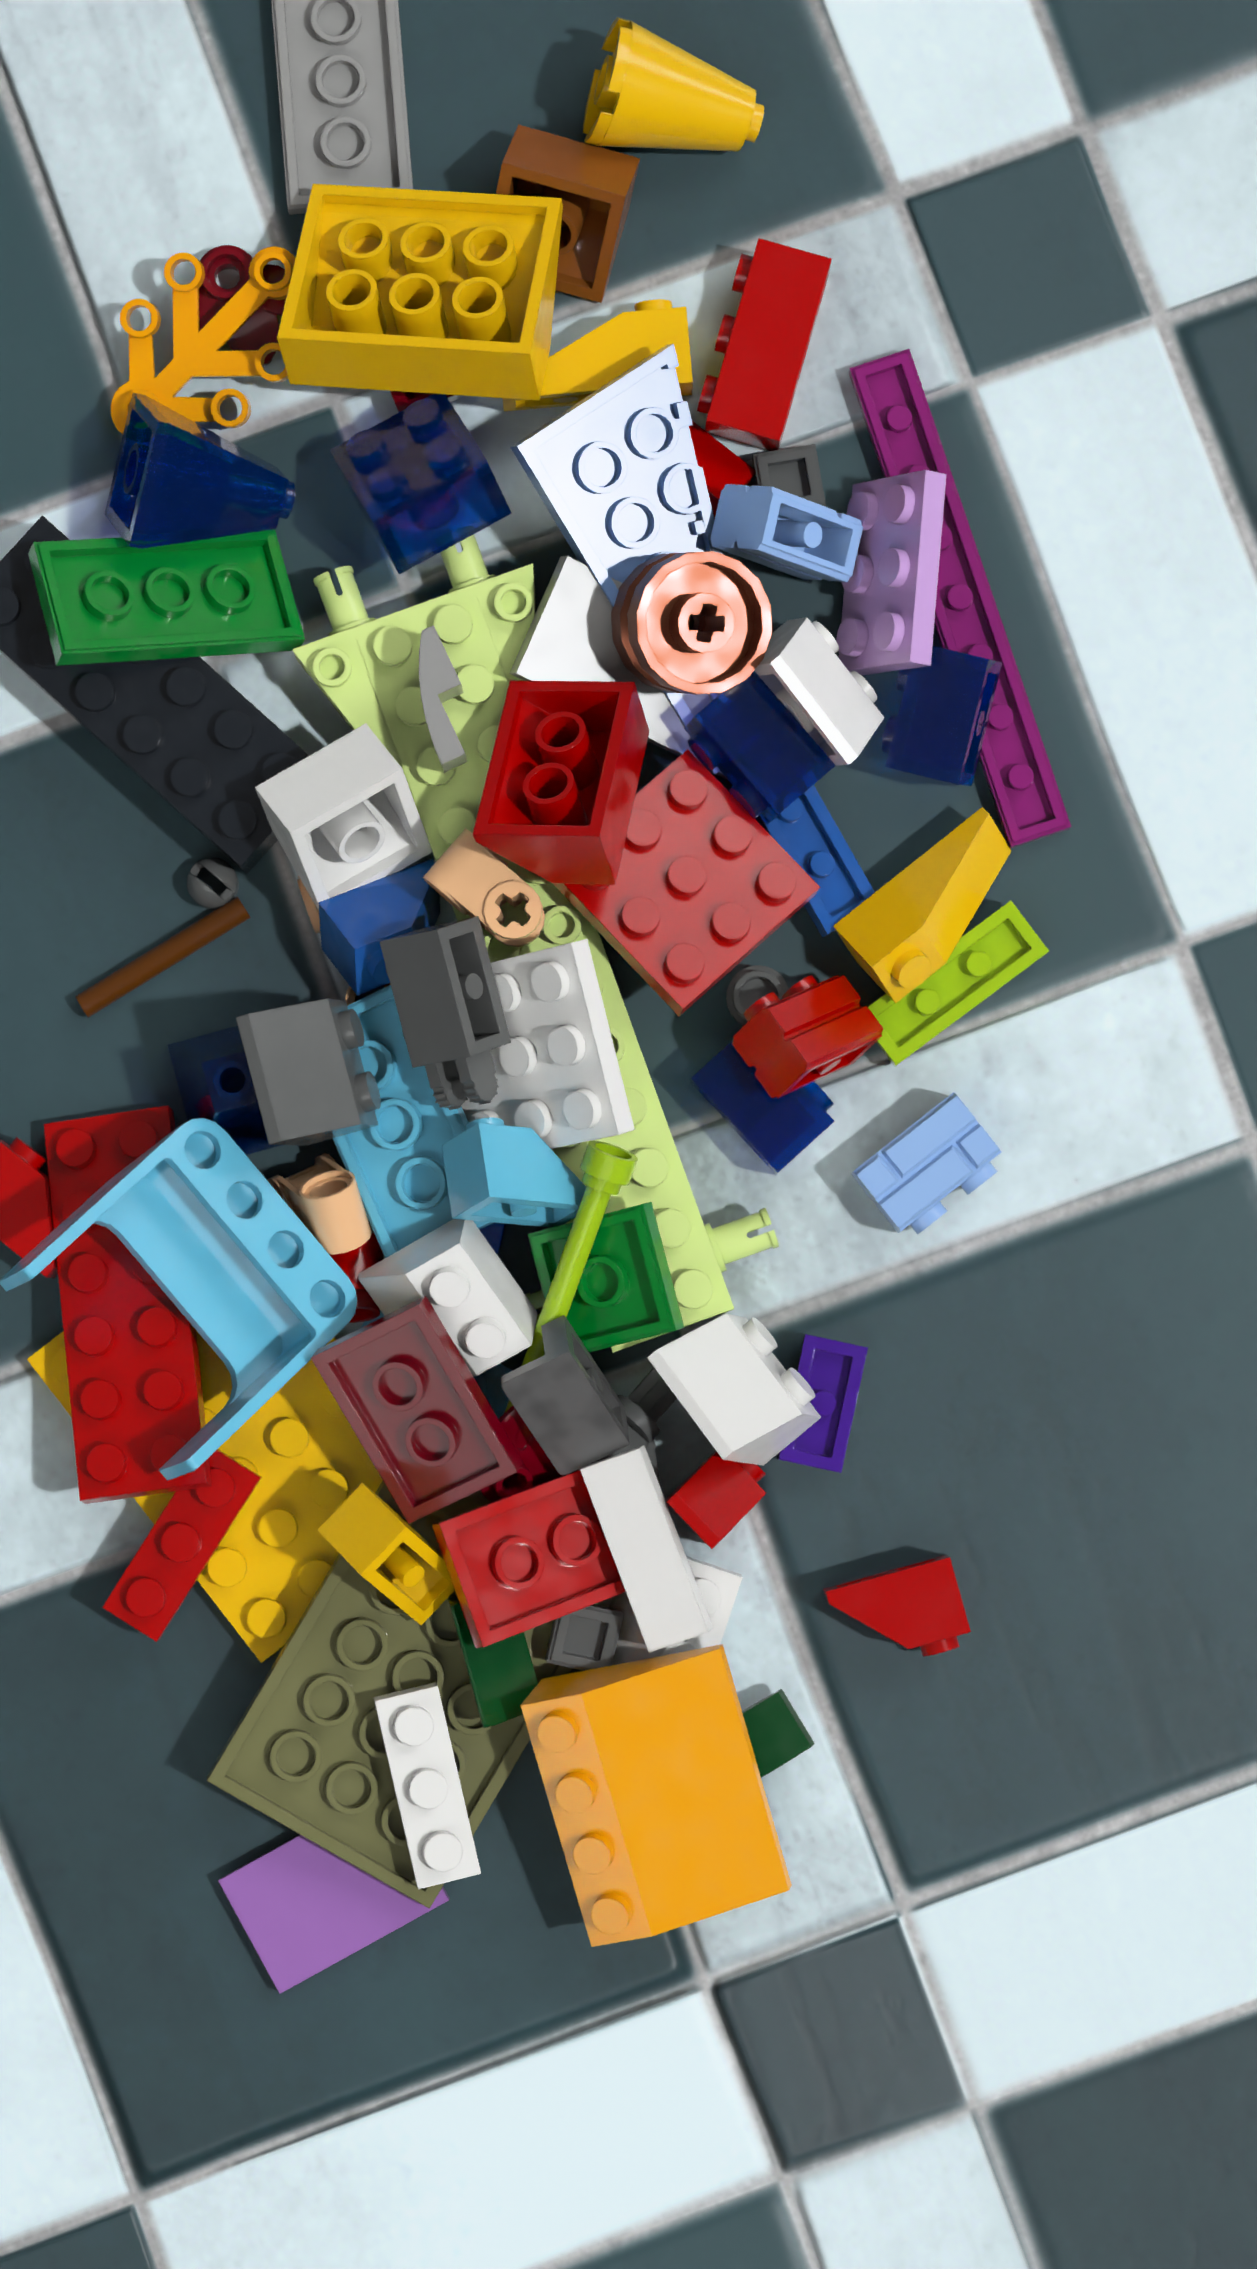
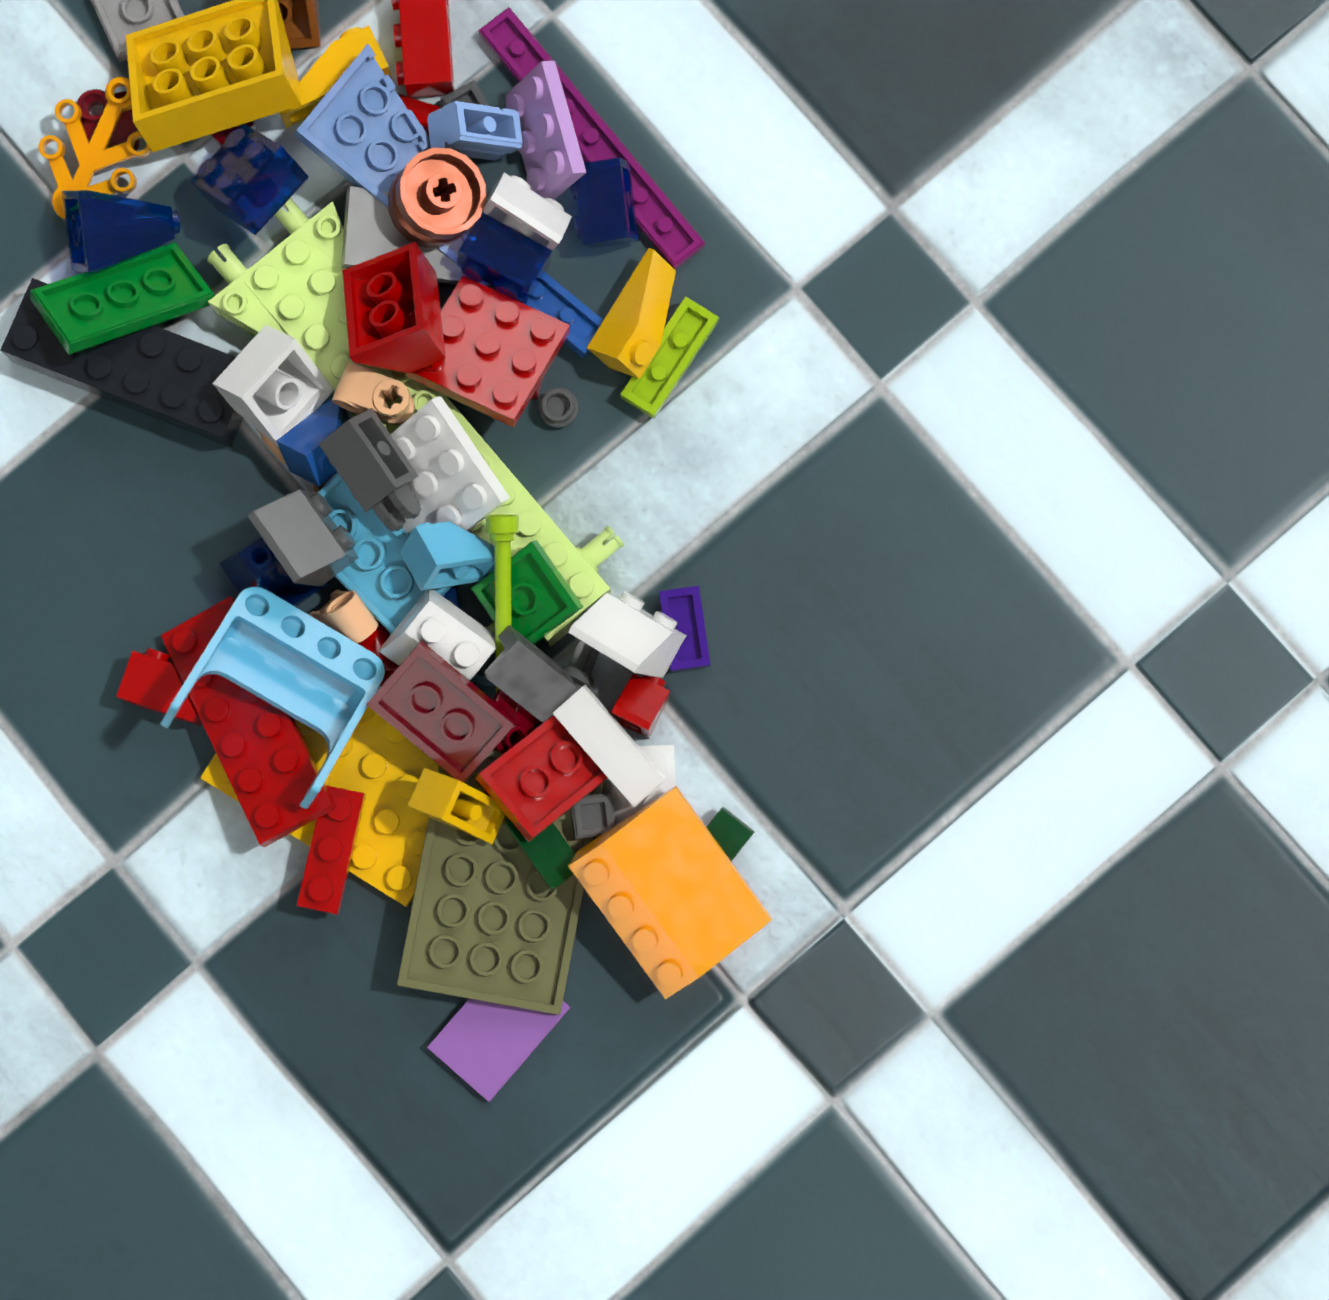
camera: 20 degrees left, 5 degrees down
(162, 957) = (197, 512): reddish brown bar -> none
(202, 893) = (207, 466): dark grey hinge -> none
(427, 1785) = (531, 939): white plate -> none
(438, 685) = (302, 287): light grey slope -> none
(770, 1126) = (583, 463): clear blue brick -> none
(805, 1034) = (593, 414): red brick -> none
(908, 1605) = (779, 728): red slope -> none
(927, 1164) = (694, 466): light blue brick -> none

